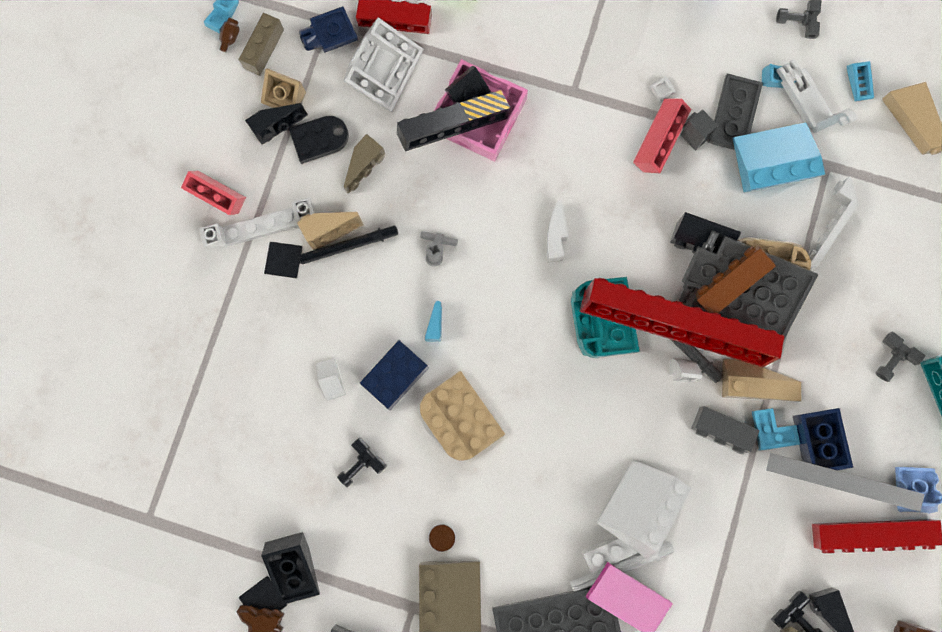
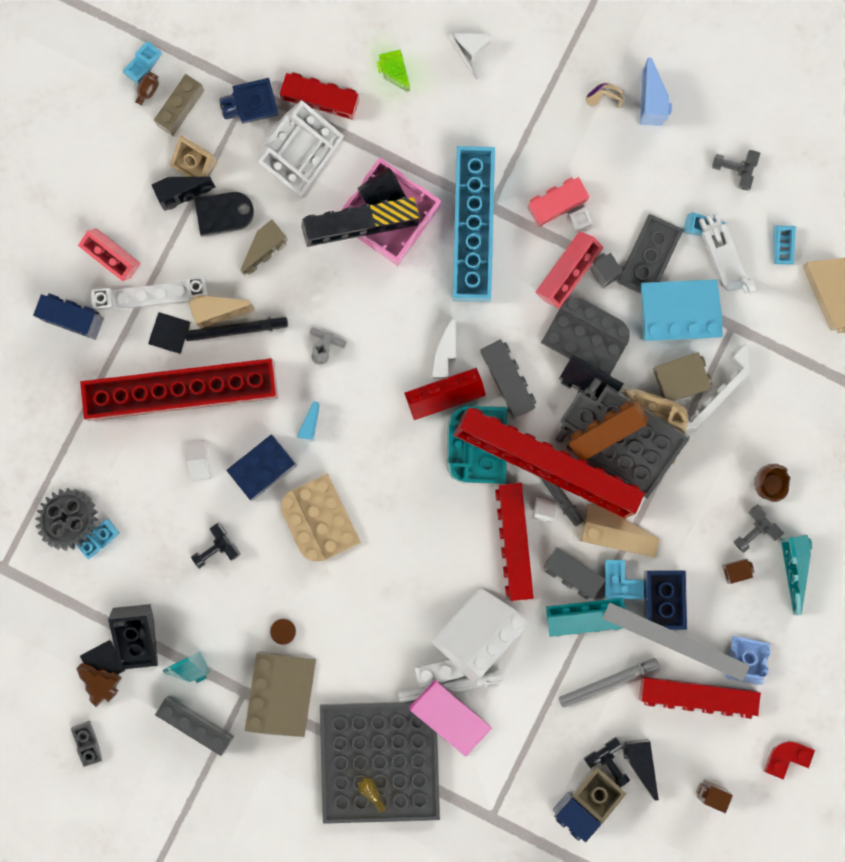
camera: 10 degrees right, 5 degrees up
(180, 257) = (68, 315): none -> dark blue brick
(210, 474) = (64, 503): none -> dark grey gear
(240, 474) = (102, 536): none -> medium azure slope
(299, 311) = (179, 389): none -> red brick
(352, 593) = (189, 669): none -> teal wedge
(562, 108) = (473, 224): none -> medium azure brick
(564, 273) = (445, 394): none -> red brick
(622, 249) = (507, 378): none -> dark grey brick
(638, 75) = (558, 201): none -> coral brick
(660, 408) = (515, 542): none -> red brick
(690, 190) = (588, 334): none -> dark grey plate
(741, 473) = (580, 617): none -> teal brick
(785, 533) = (609, 682): none -> light grey axle
(792, 220) = (682, 377): none -> dark tan brick
(887, 400) = (738, 571): none -> reddish brown brick
(903, 306) = (772, 482): none -> reddish brown piece

